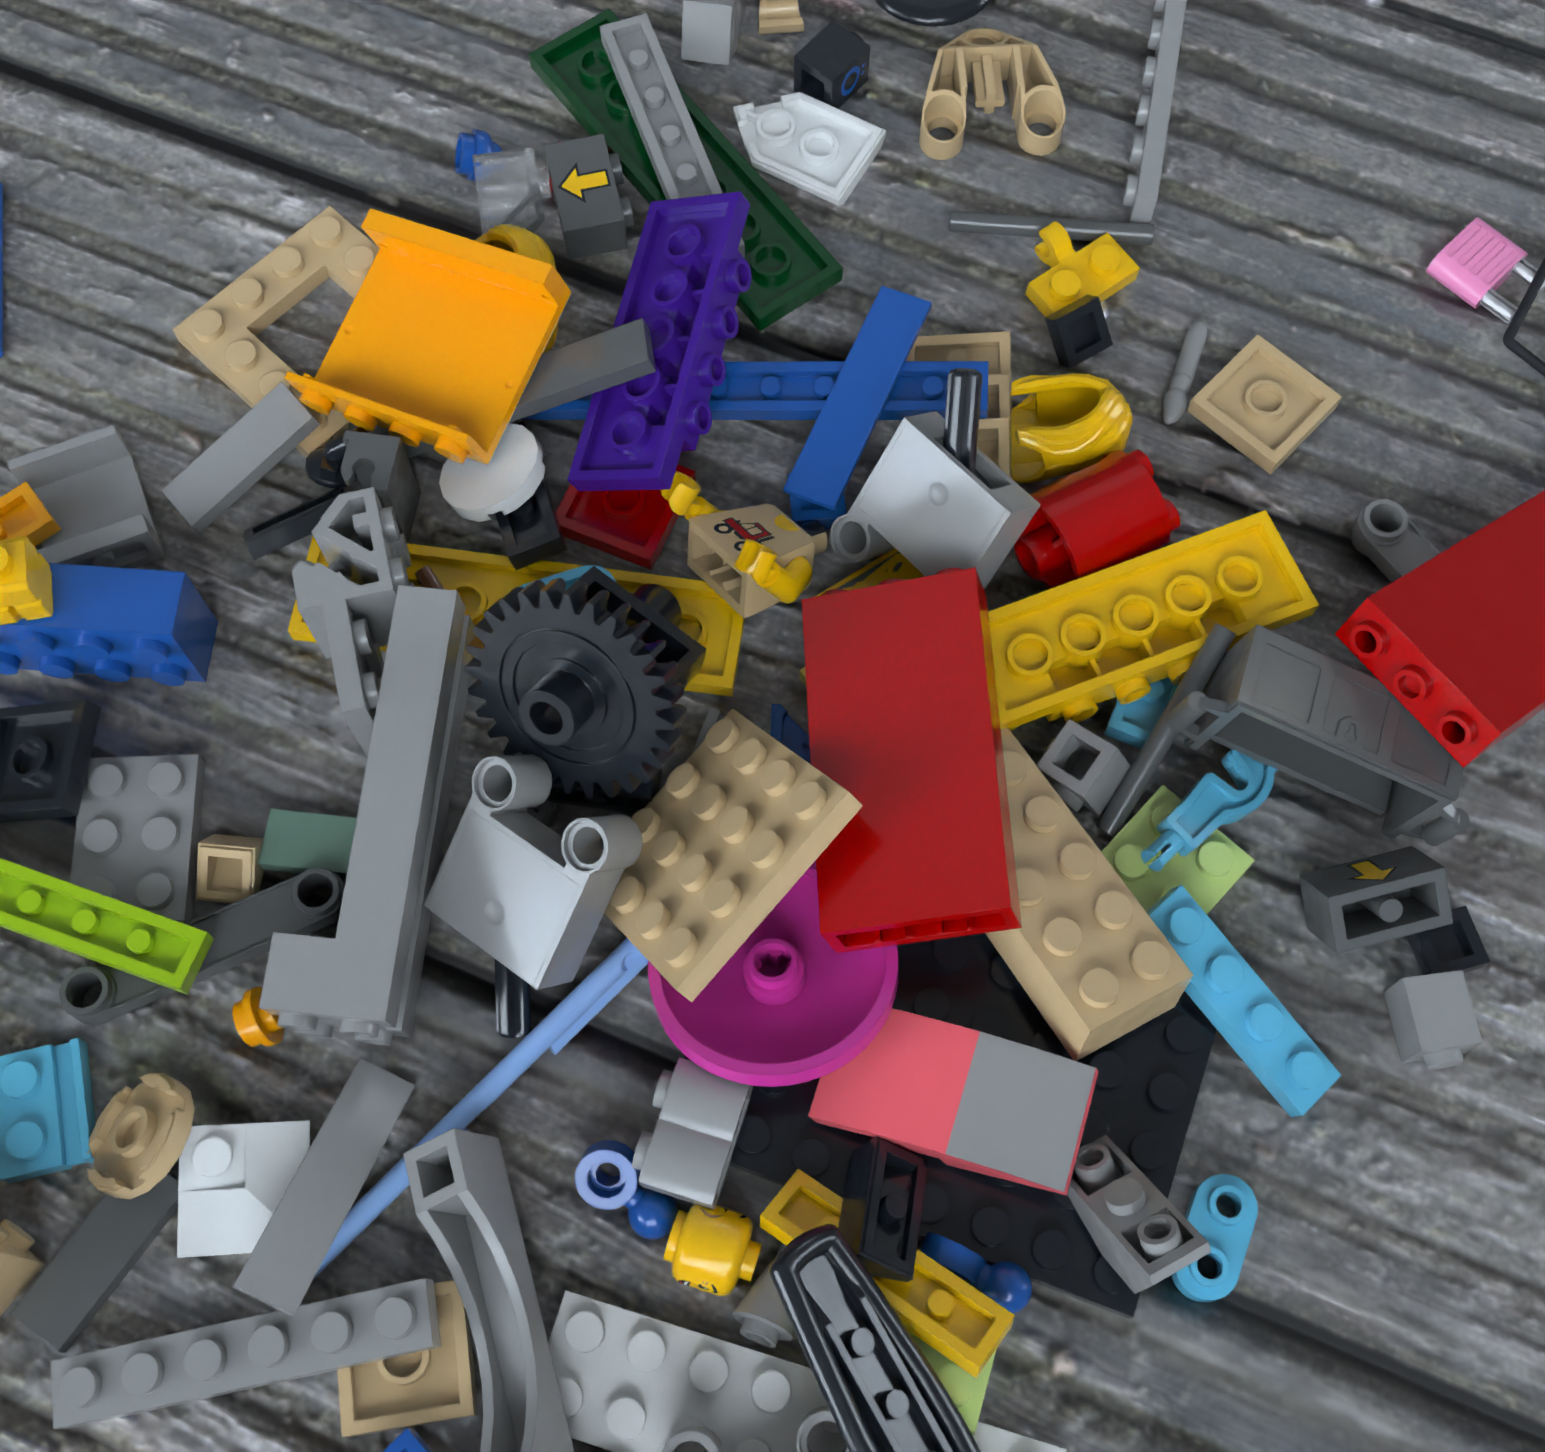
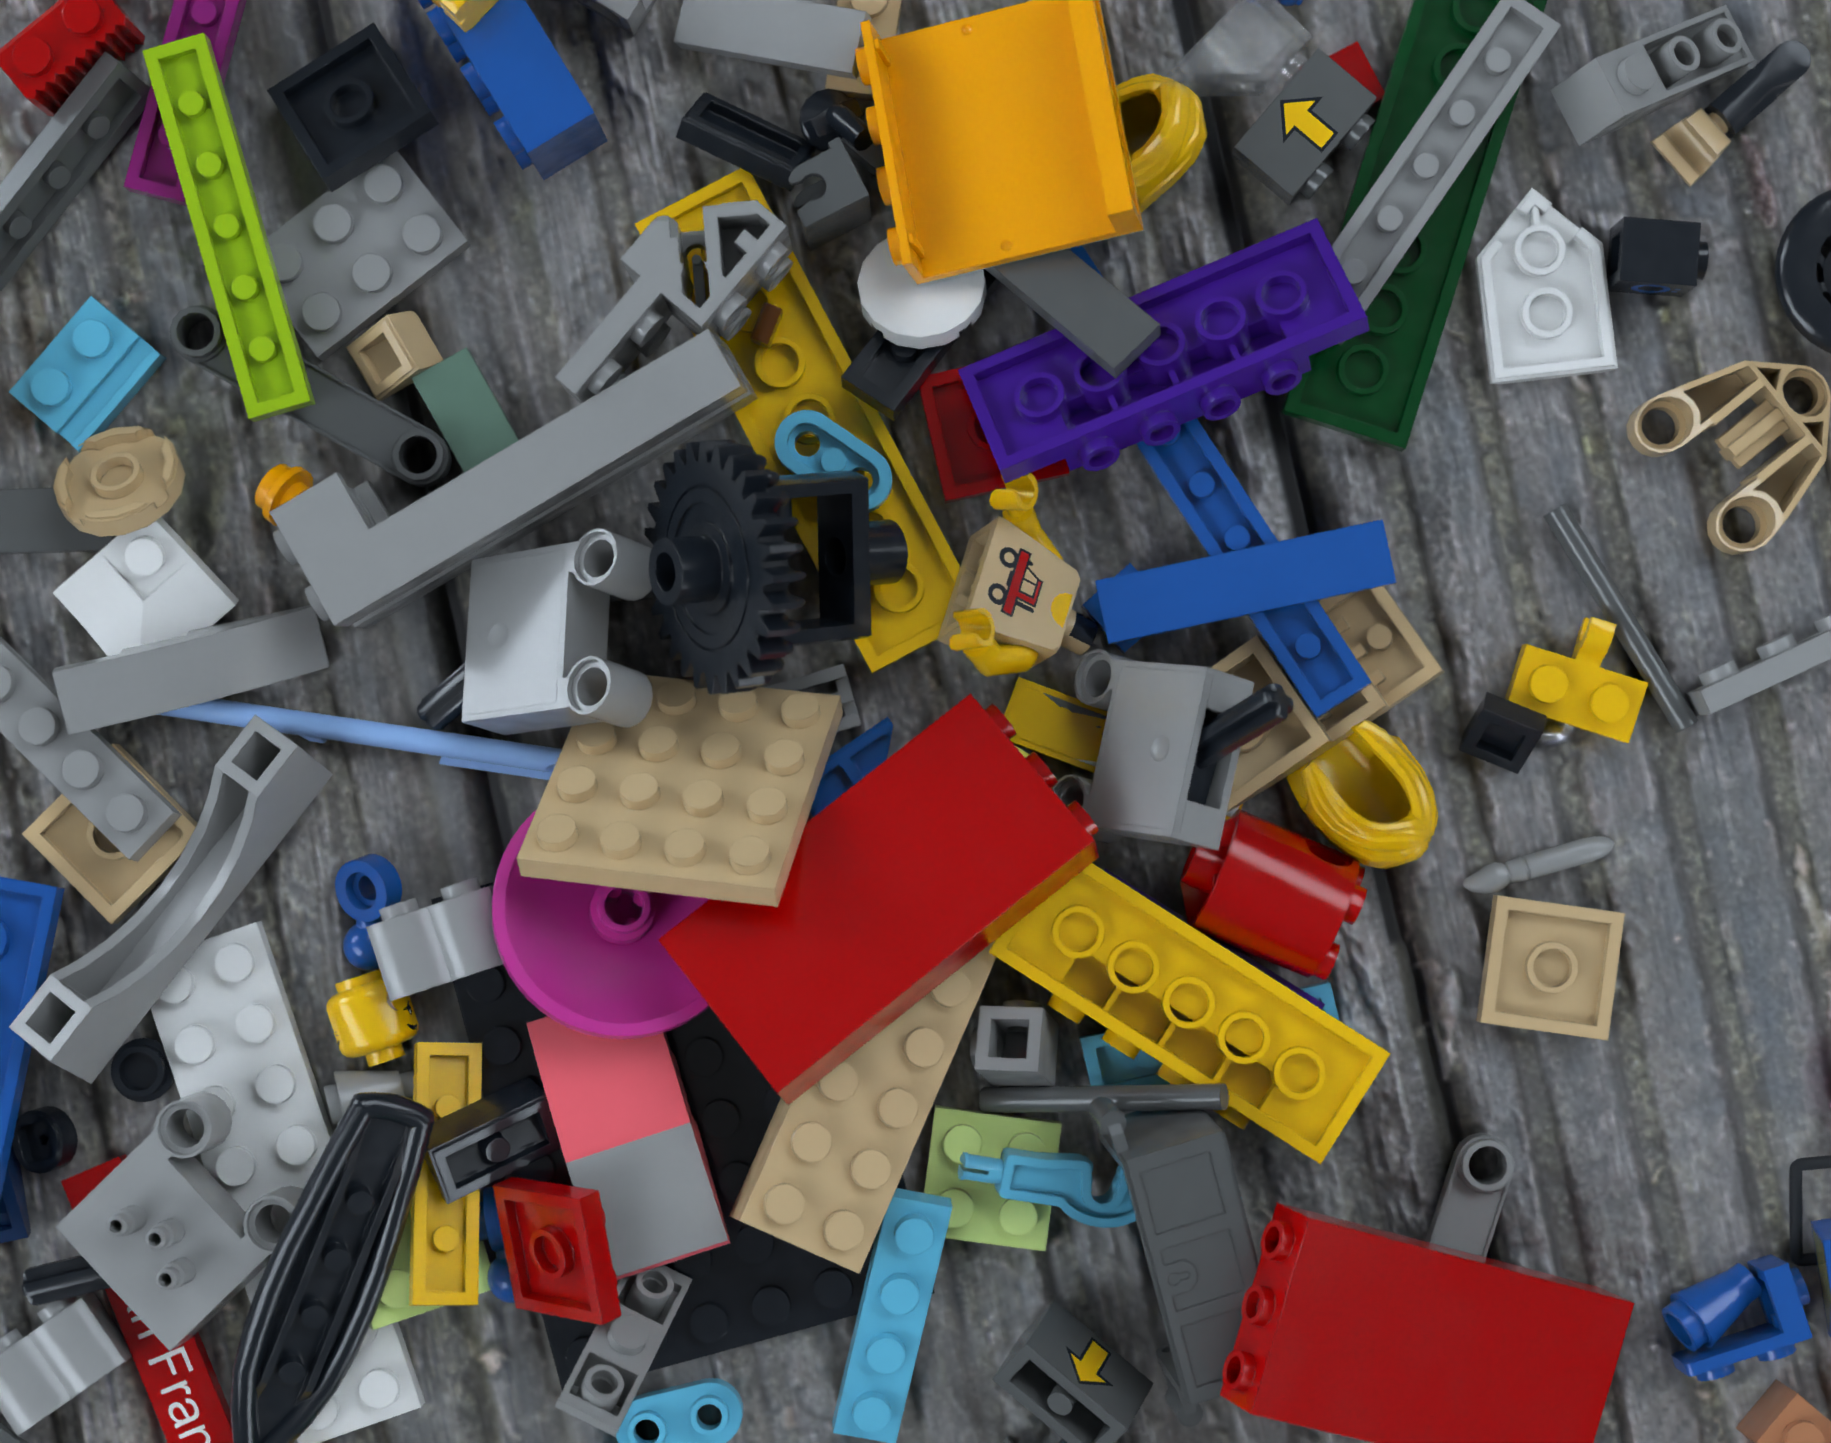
camera: 60 degrees right, 20 degrees up
(1013, 1210) = (557, 1250): none -> red plate

